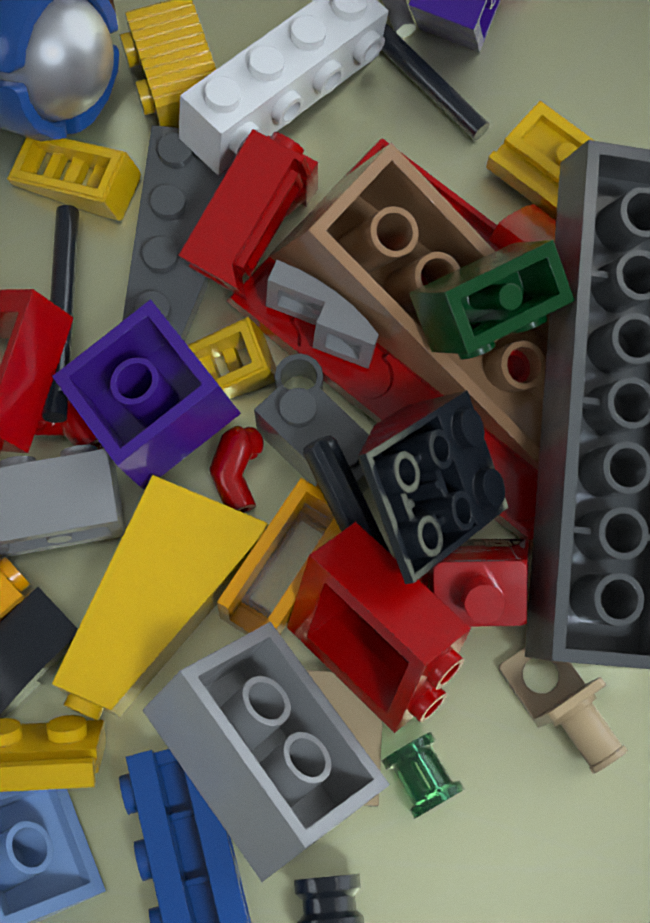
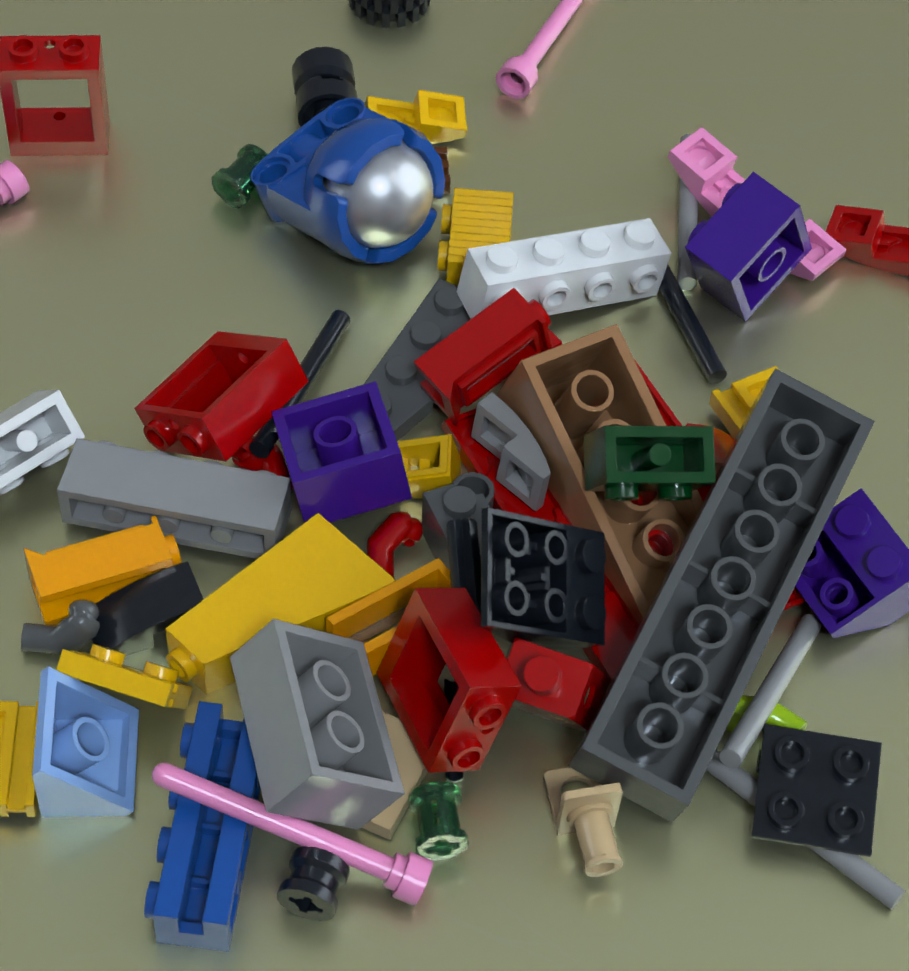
camera: 20 degrees right, 20 degrees down
(108, 187) = (380, 315): yellow slope -> none
(415, 854) = (400, 873): none -> bright pink piece

